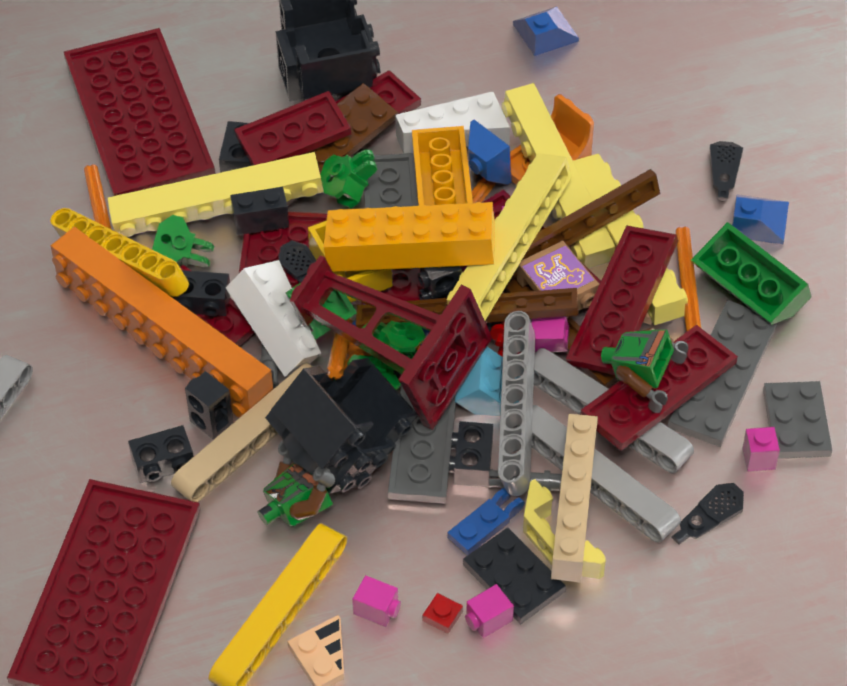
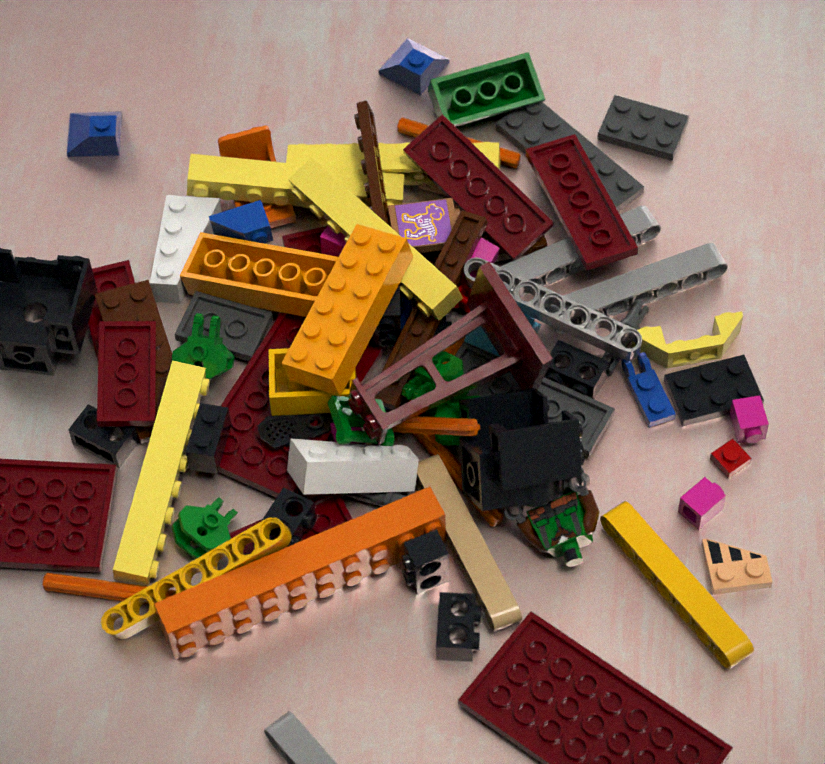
camera: 65 degrees left, 5 degrees up
(574, 498) = (676, 303): tan brick -> none
(642, 360) = (565, 196): torso -> none
(713, 510) = (707, 221): black piece -> none
(725, 164) = (338, 62): black piece -> none
(760, 449) = (669, 161): dark pink brick -> none

